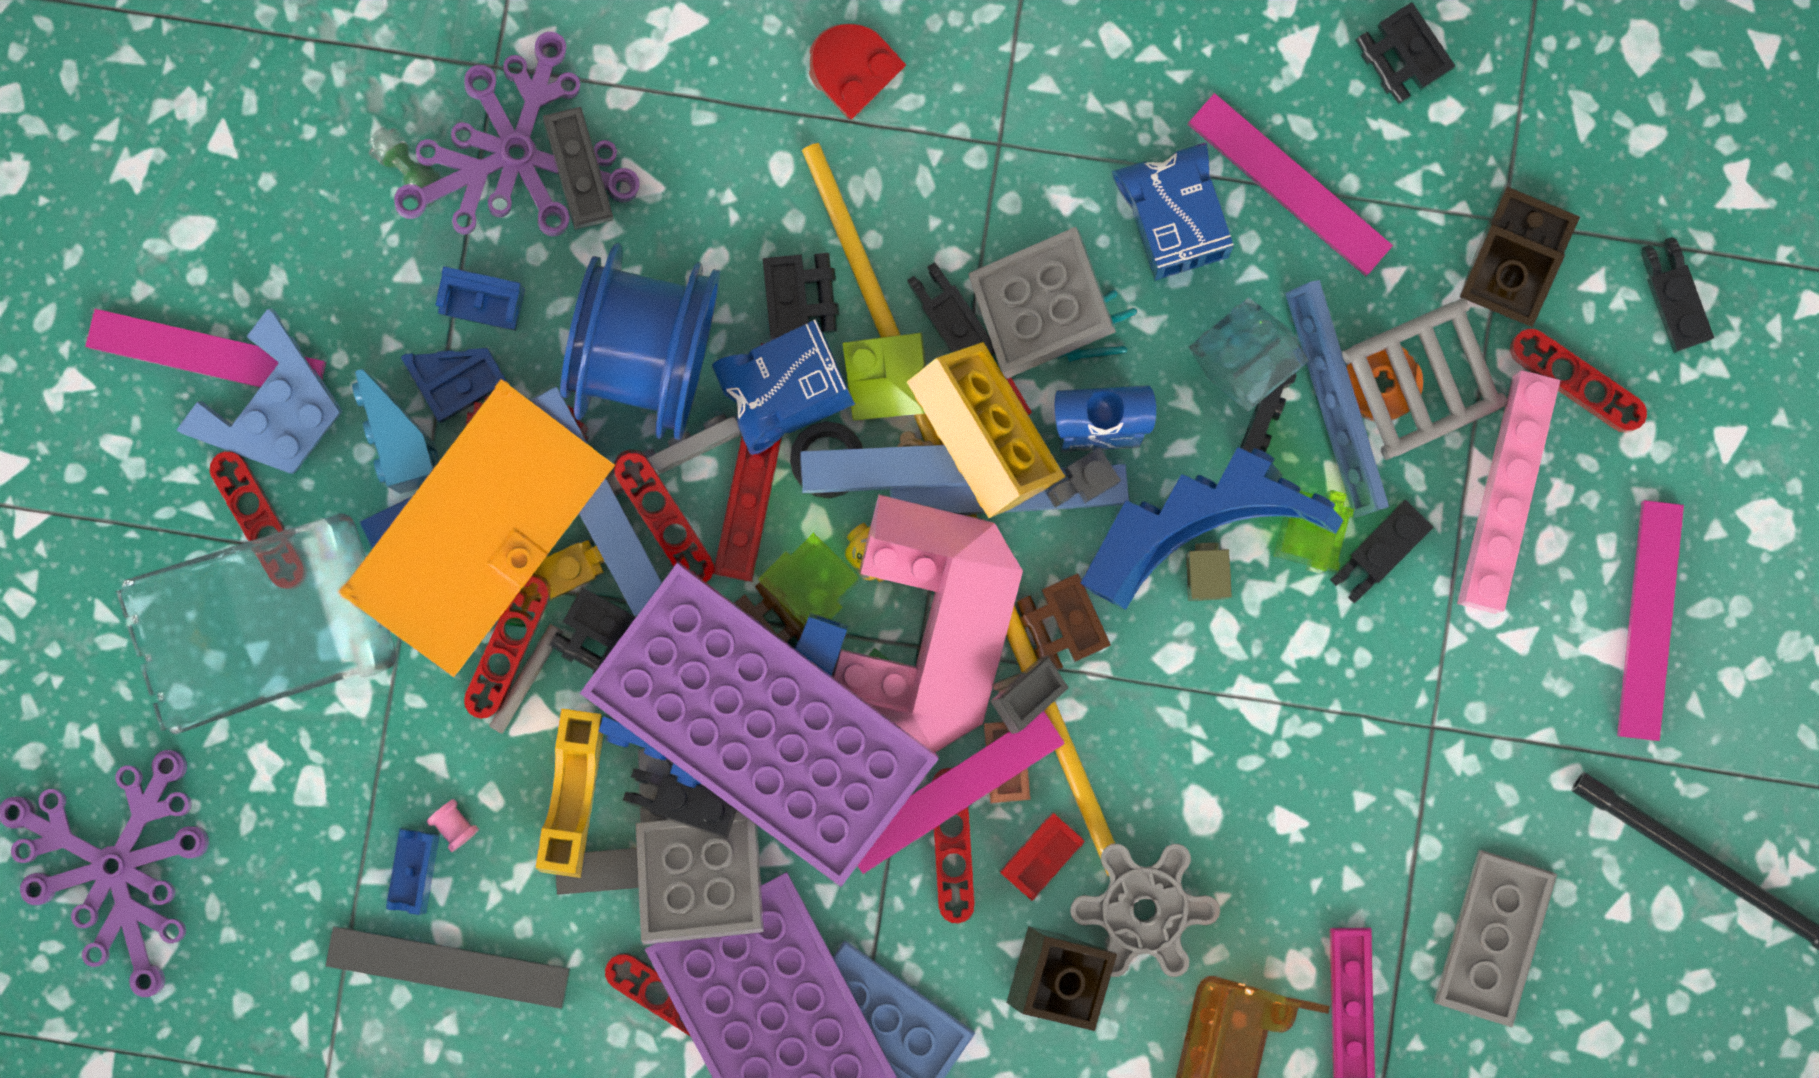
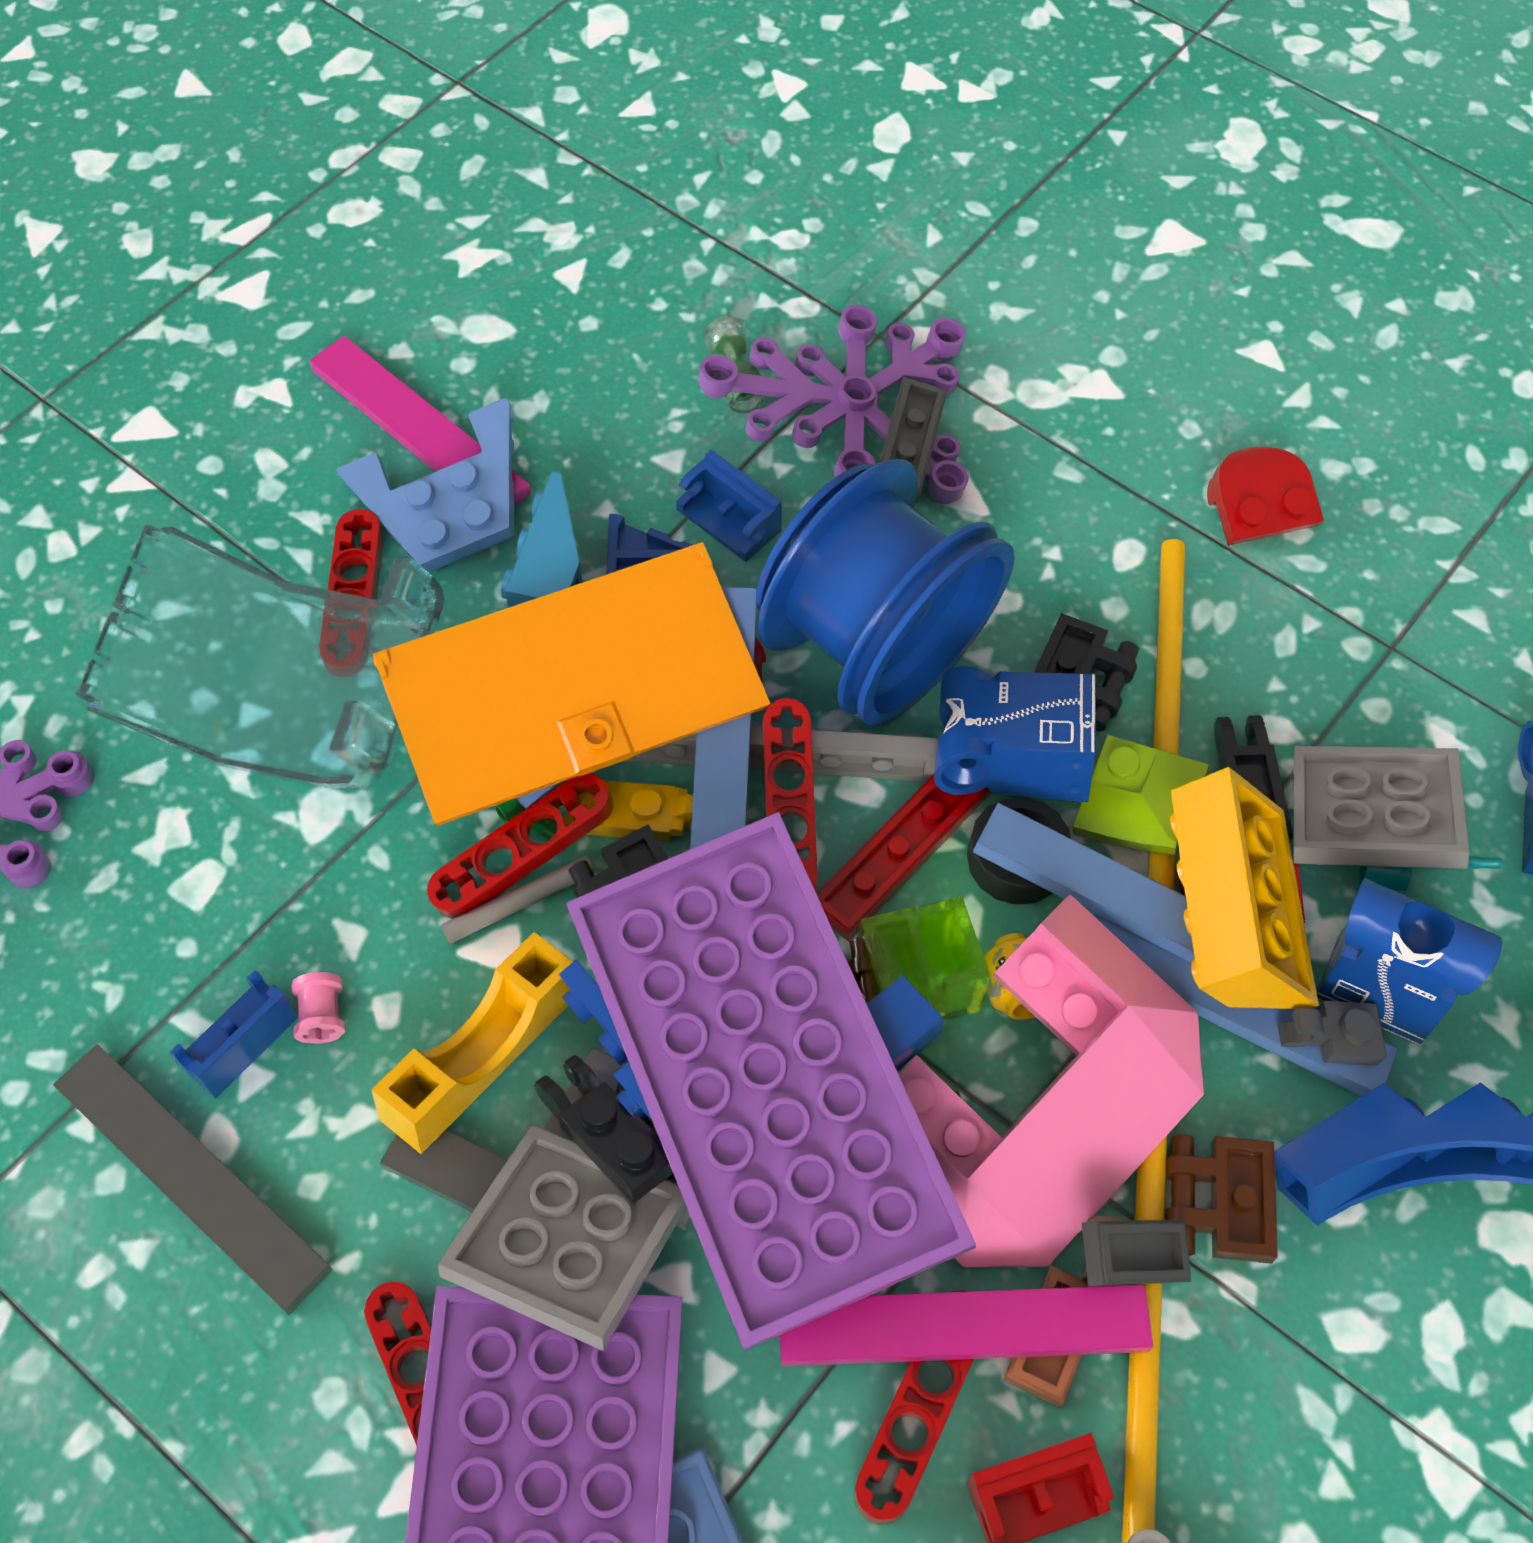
camera: 30 degrees right, 25 degrees down
(1208, 573) = (1455, 1242): olive brick -> none

